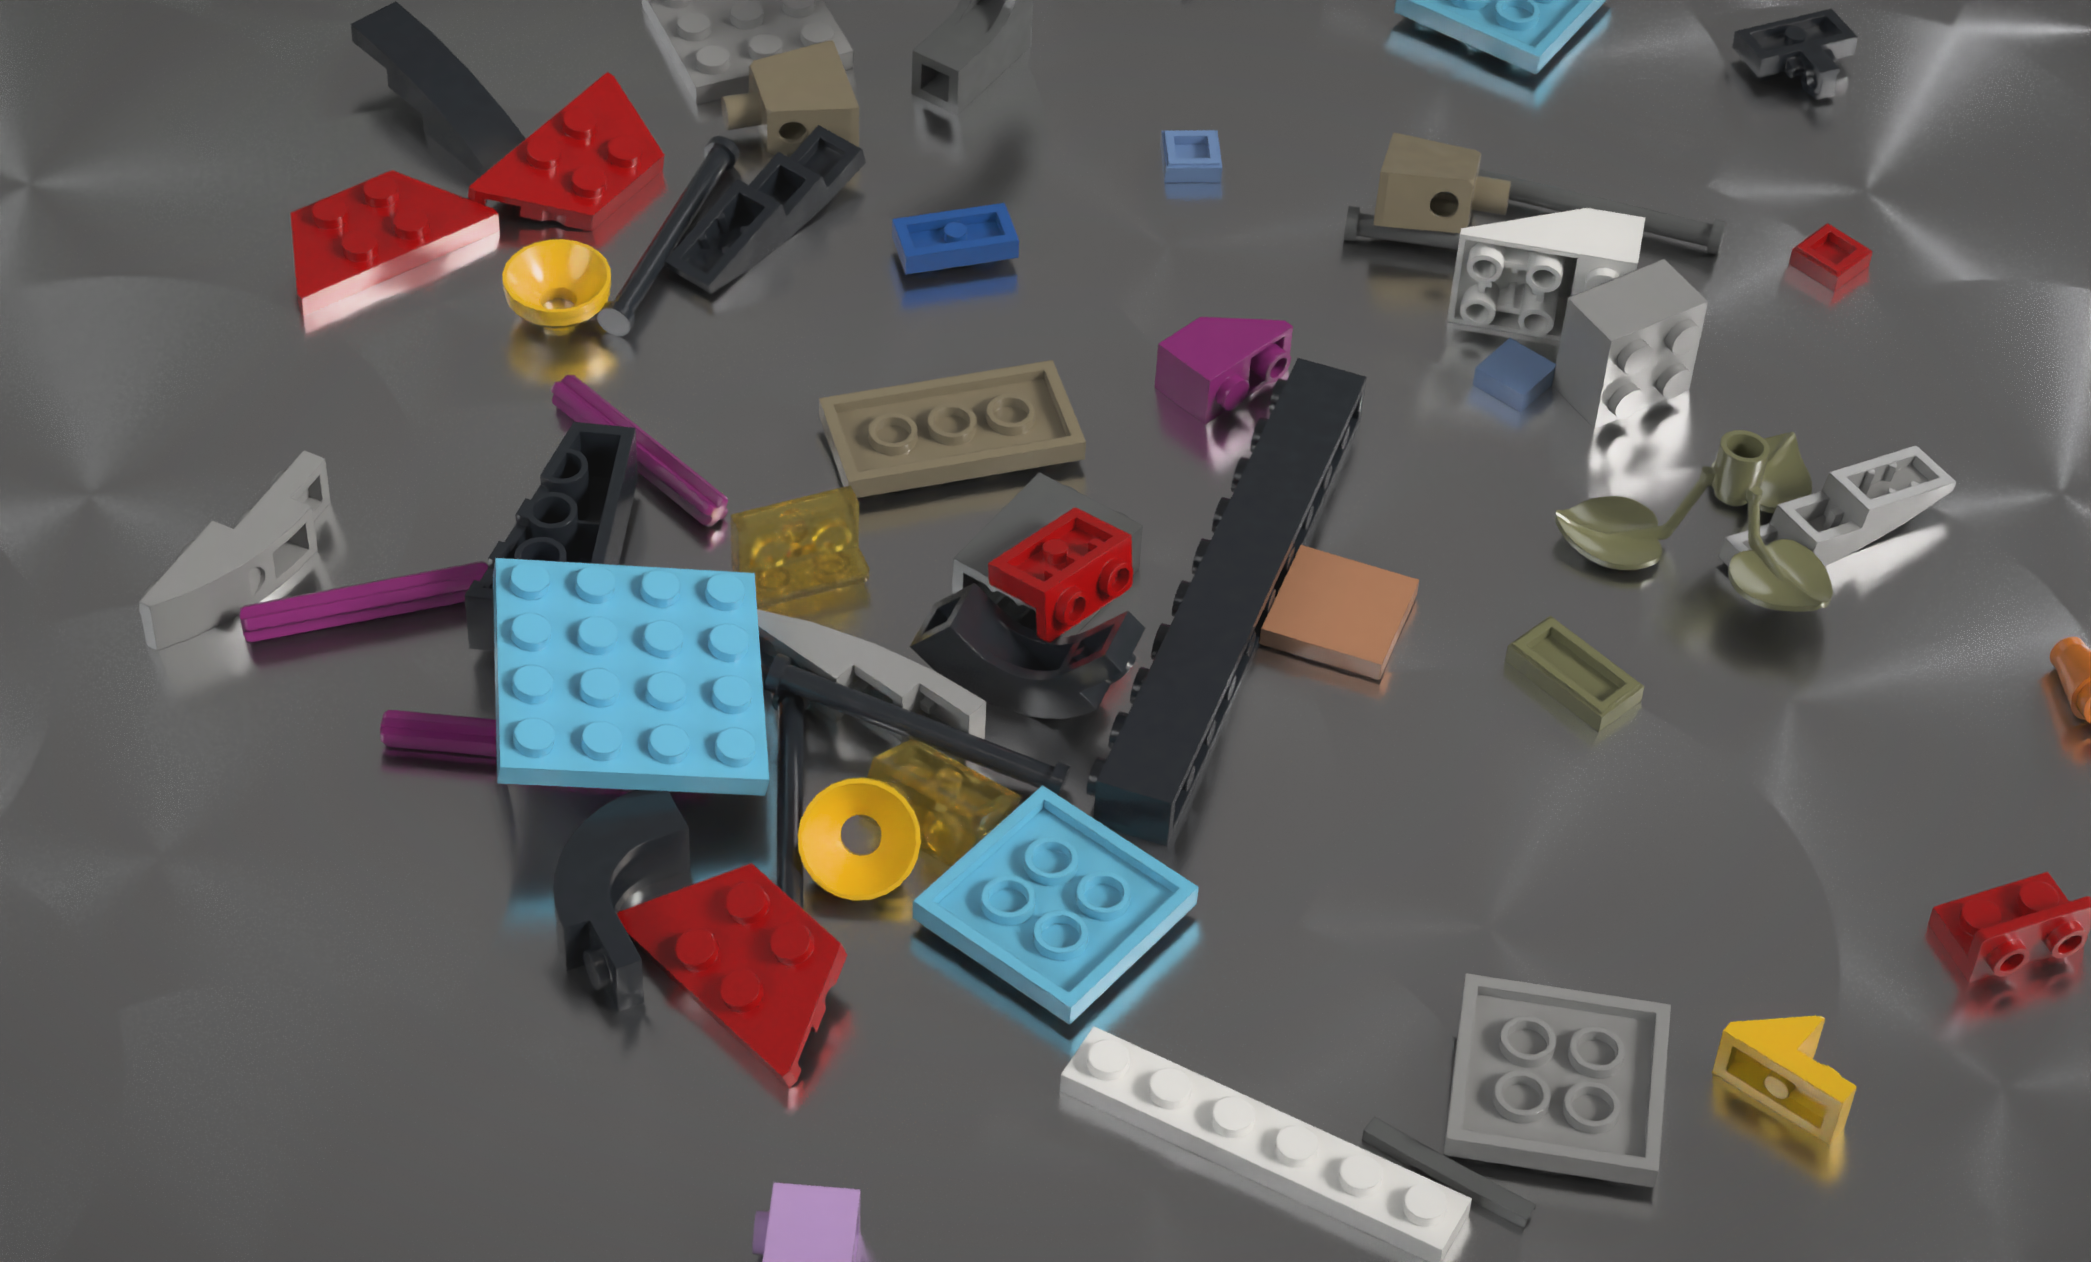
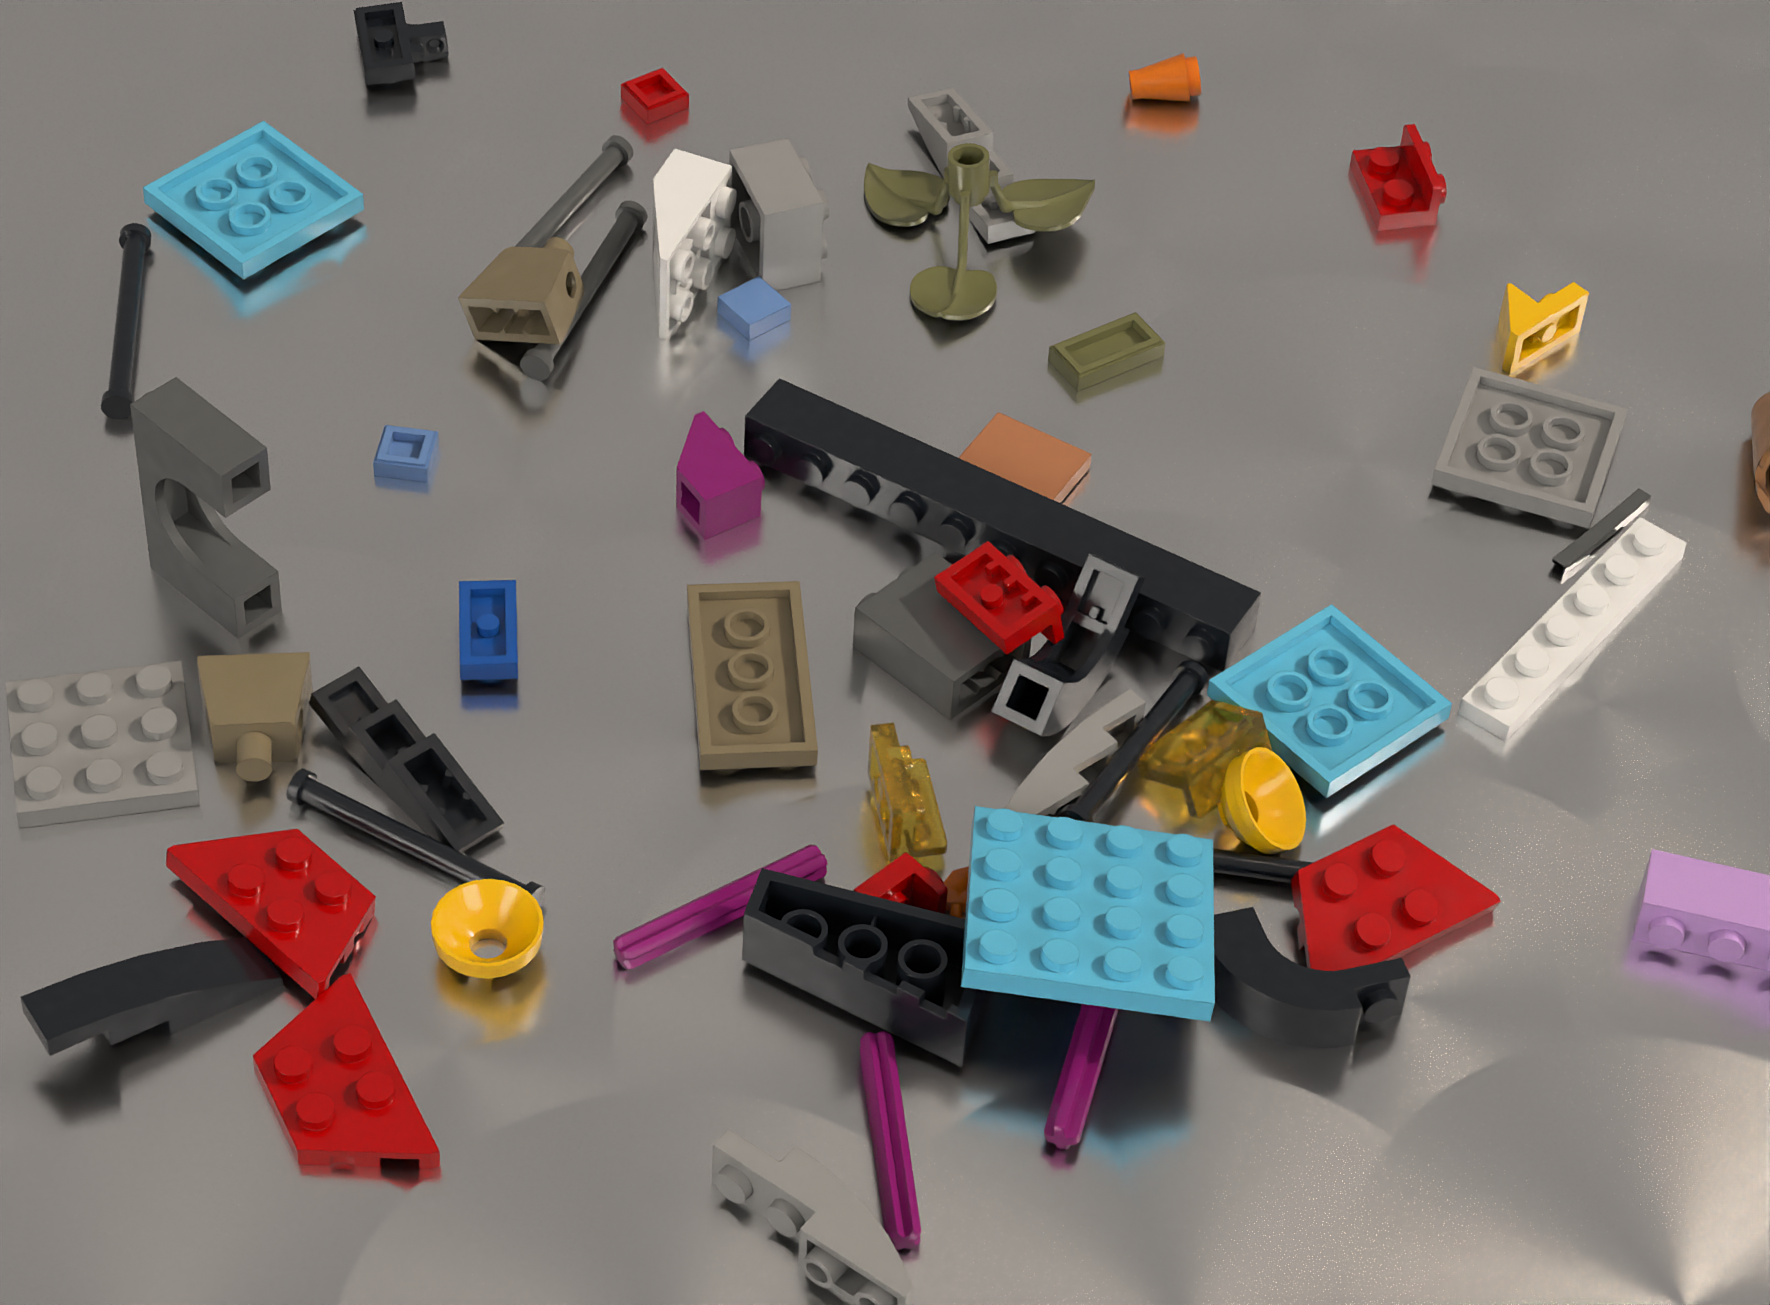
camera: 80 degrees left, 0 degrees up
(662, 546) = (907, 883): none -> red bracket

